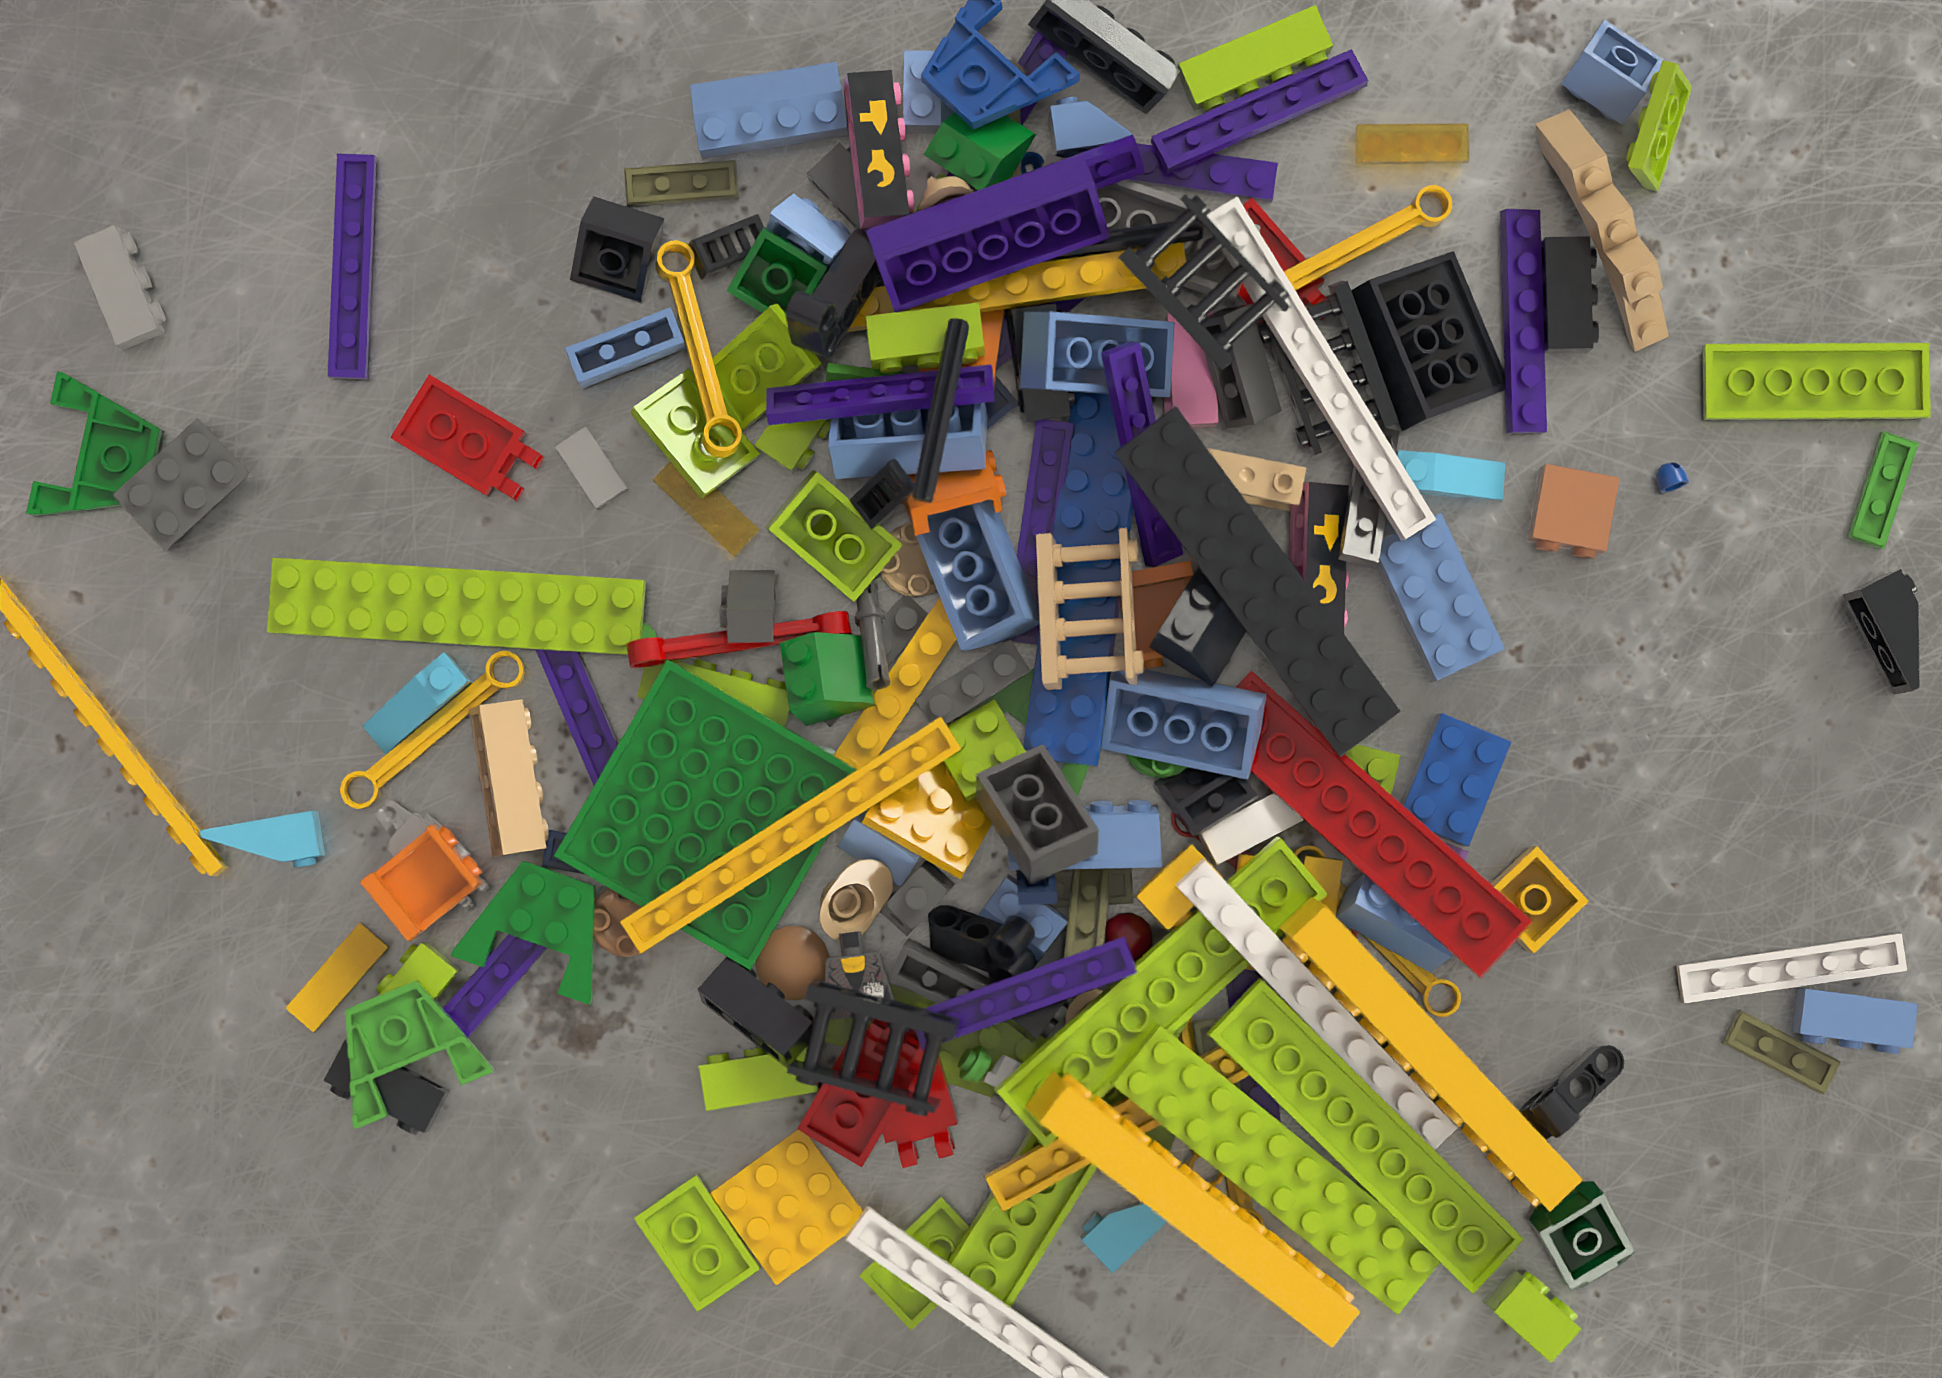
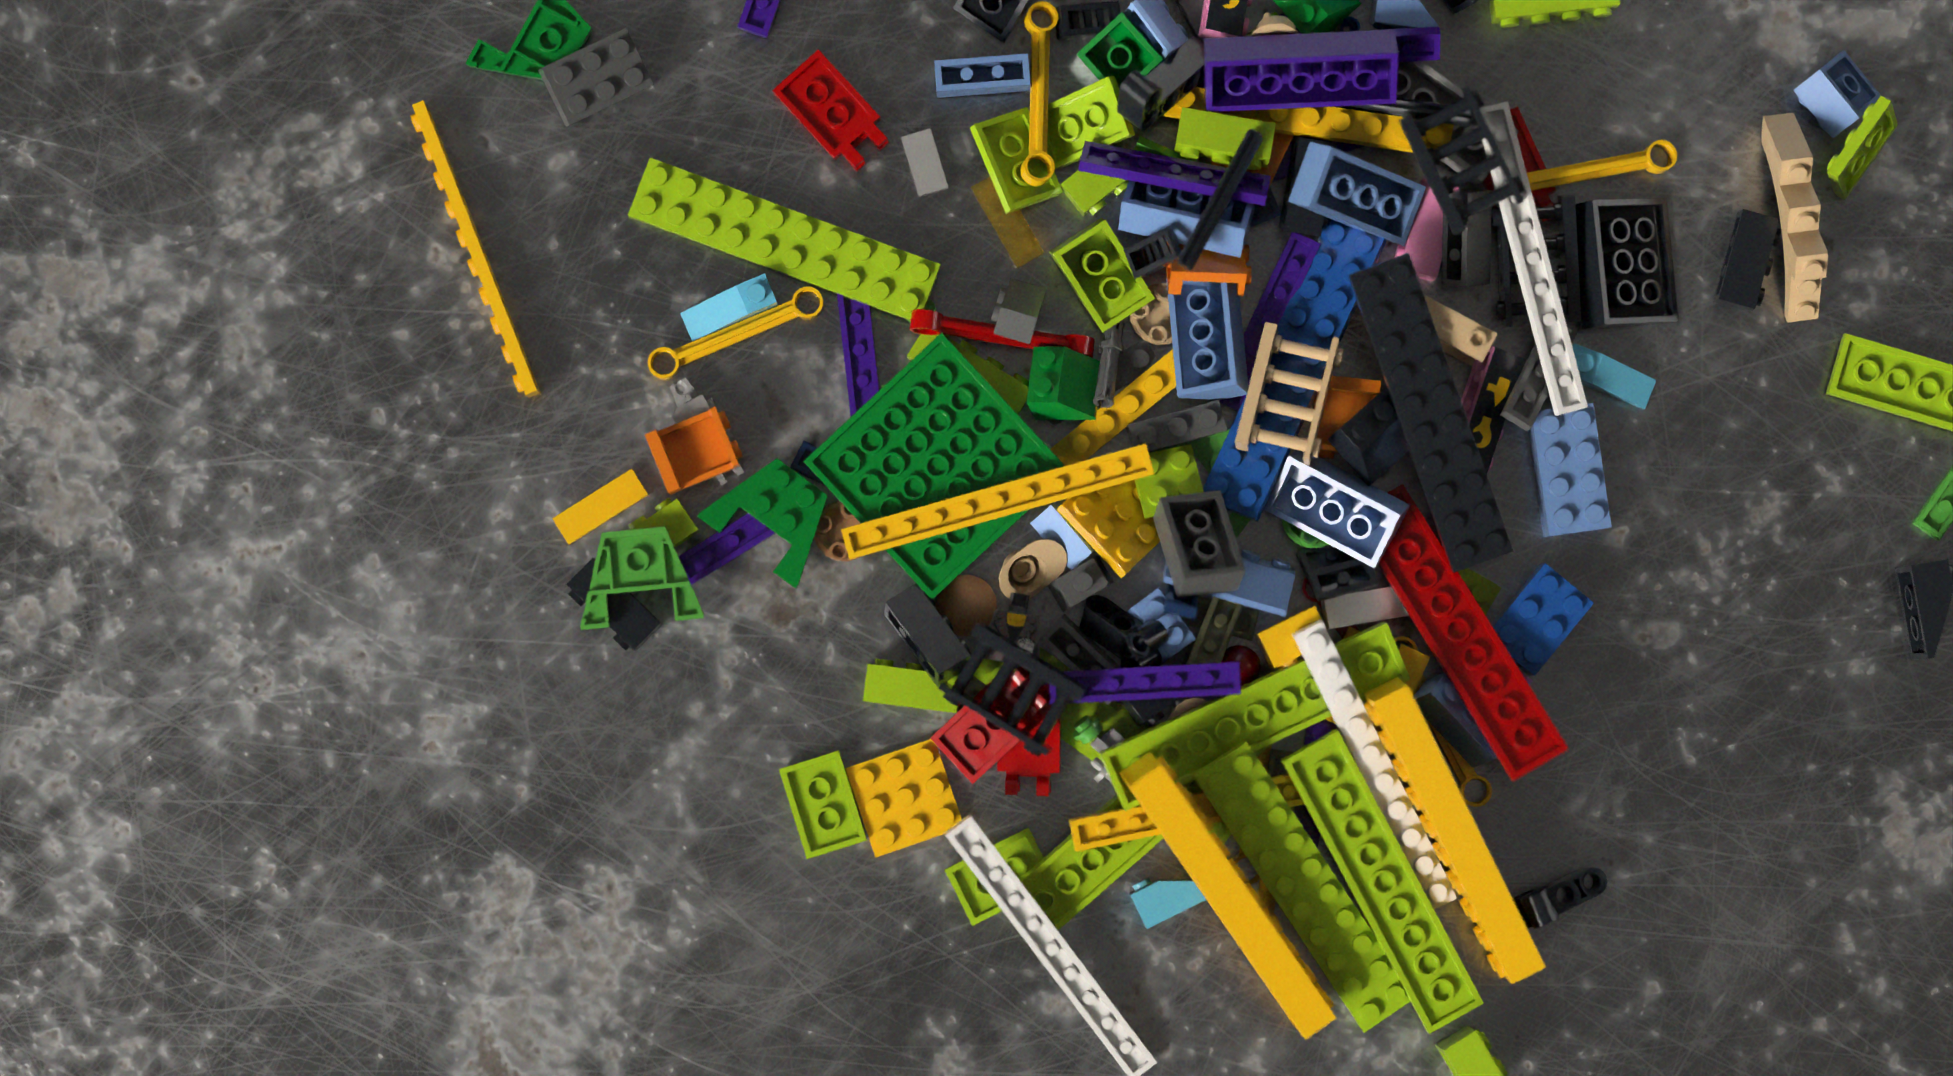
camera: 20 degrees right, 0 degrees up
(279, 838) = (591, 382): medium azure slope -> none
(508, 777) = (785, 389): tan brick -> none
(1132, 414) = (1371, 249): dark purple plate -> none
(1212, 175) = (1488, 76): dark purple plate -> none
(1259, 111) = (1544, 39): dark purple plate -> none
(1412, 143) = (1659, 102): clear yellow plate -> none
(1523, 321) = (1705, 271): dark purple plate -> none
(1541, 894) = (1582, 731): yellow brick -> none
(1572, 510) = (1698, 434): nougat piece -> none
(1582, 1235) = (1531, 1014): dark green slope -> none
(1671, 477) = (1786, 431): blue hinge -> none
(1781, 1052) = (1734, 917): olive tile -> none
(1791, 968) = (1763, 852): white plate -> none
(1854, 1020) = (1801, 909): medium blue brick -> none

